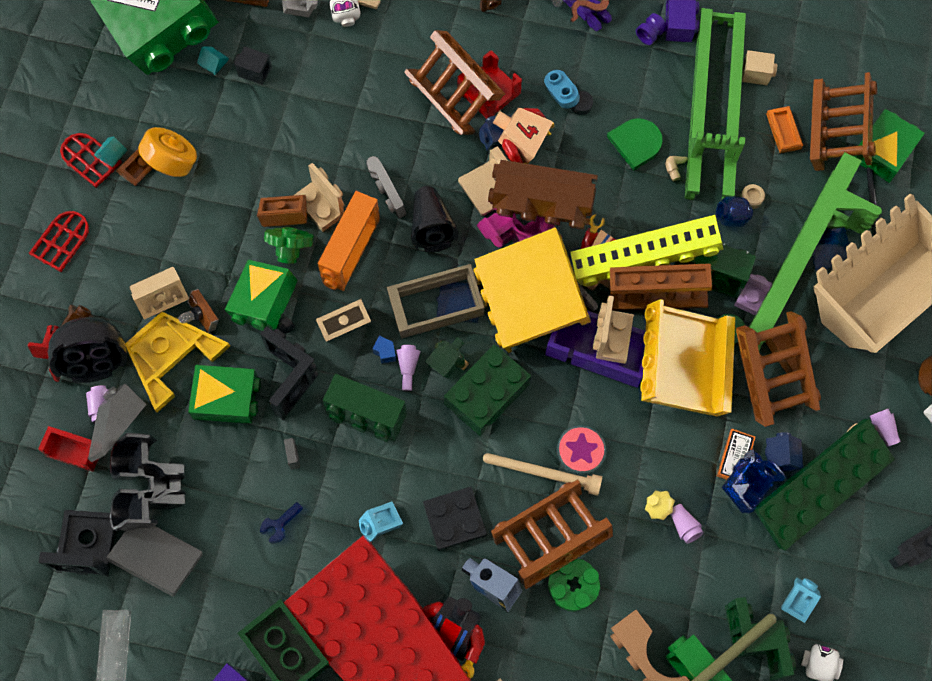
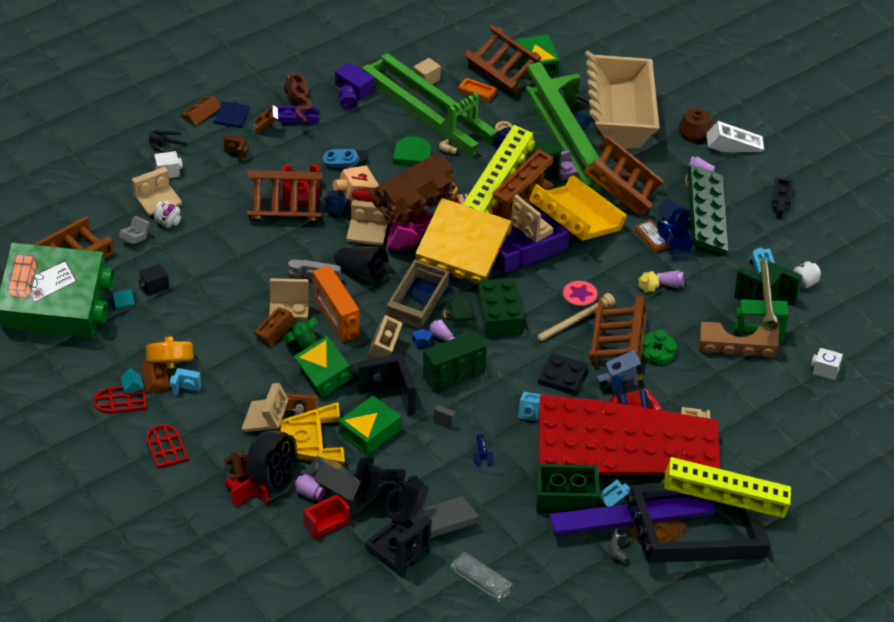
camera: 50 degrees left, 25 degrees down
(143, 187) = (185, 379): none -> medium azure bracket

